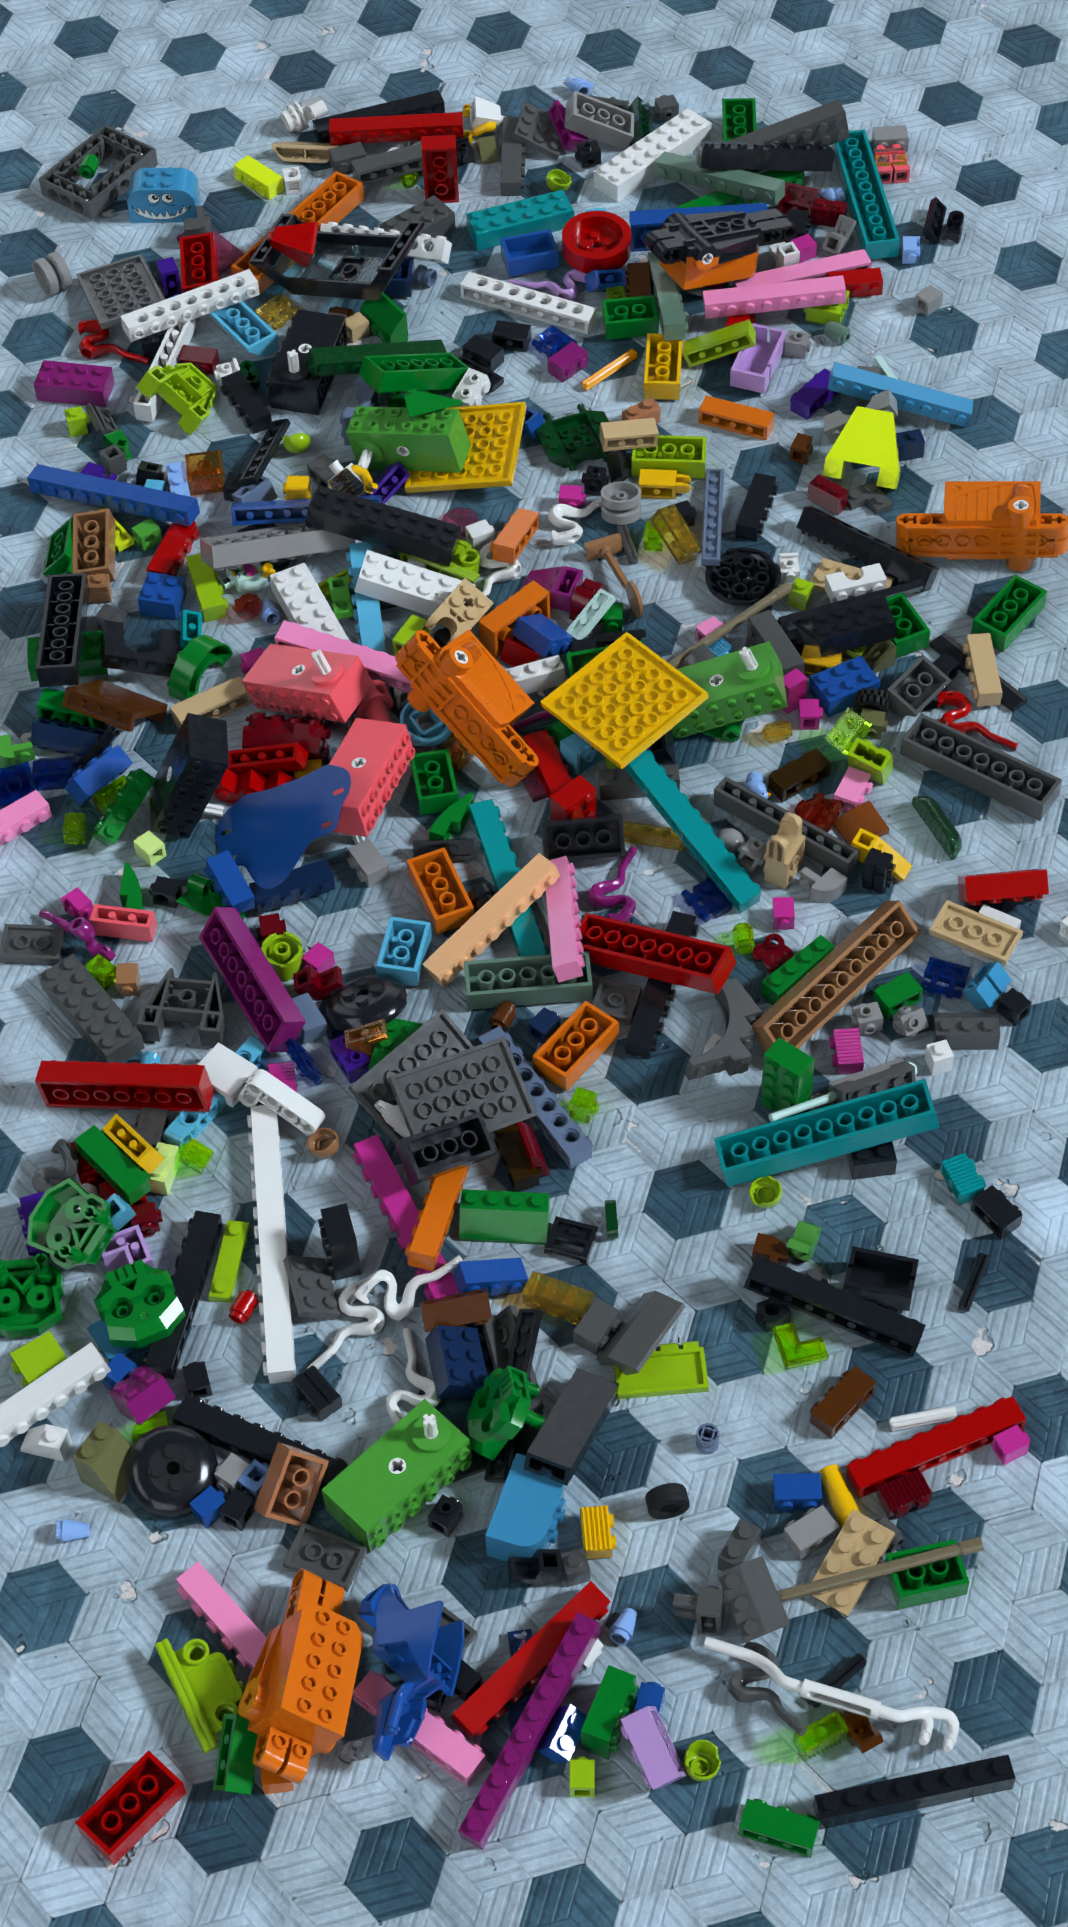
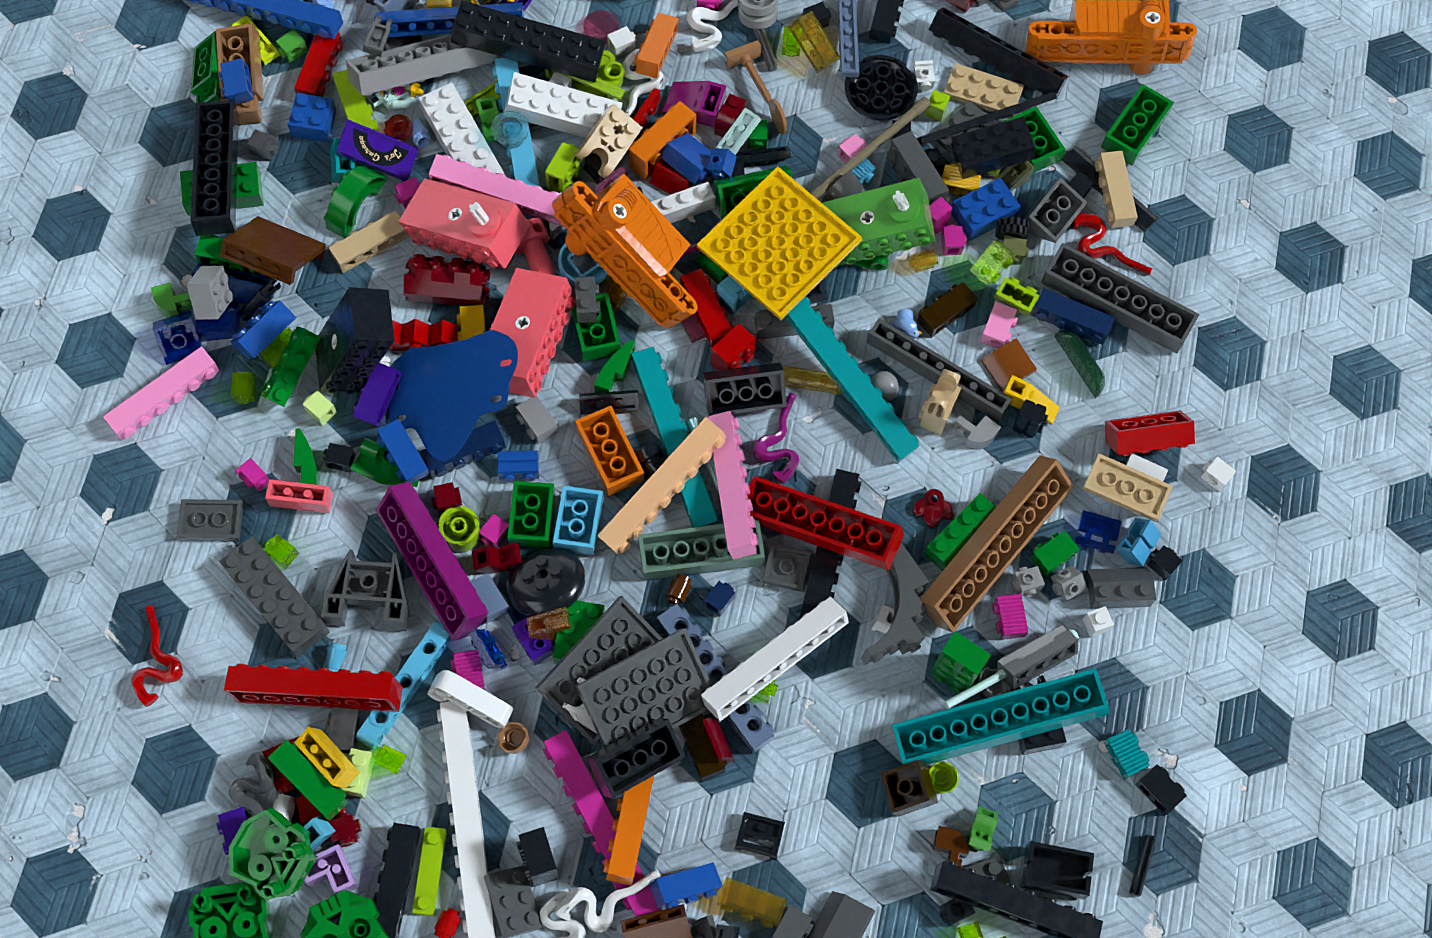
camera: 10 degrees left, 15 degrees up
(48, 738) = (209, 292): none -> light grey brick
(84, 930) = (258, 512): magenta animal -> none
(90, 557) = (236, 81): none -> blue brick
(117, 655) = (273, 193): black arch -> none
(127, 979) = (308, 559): medium nougat brick -> none
(208, 834) = (377, 394): none -> dark purple brick
(224, 623) = (376, 150): none -> dark purple tile
(227, 1072) = (412, 665): white panel -> none
(233, 519) = (377, 37): none -> dark grey hinge
(269, 759) = (430, 309): red brick -> none
(346, 903) = (518, 465): none -> blue brick
(357, 943) = (531, 514): none -> green brick
(360, 603) = (510, 129): none -> clear light blue piece
(425, 751) = (586, 302): none -> dark grey brick
(503, 591) = (648, 108): none -> red plate
(504, 1216) = (694, 814): green slope -> none
(572, 636) = (721, 163): none -> blue brick
(576, 1046) = (751, 621): orange brick -> none
(595, 1072) = (774, 658): none -> white brick
(611, 1219) = (797, 811): dark green beam -> none
(711, 896) = (871, 448): clear blue plate -> none
(728, 1197) = (908, 788): none -> dark brown brick
(743, 938) = (904, 493): clear neon green brick -> none
(751, 854) = (907, 401): light grey brick -> none
(783, 913) = (941, 465): dark pink brick -> none
(820, 811) = (968, 351): clear red slope -> none
(840, 587) = (976, 101): white arch -> none
(930, 782) = (1073, 316): none -> dark blue brick

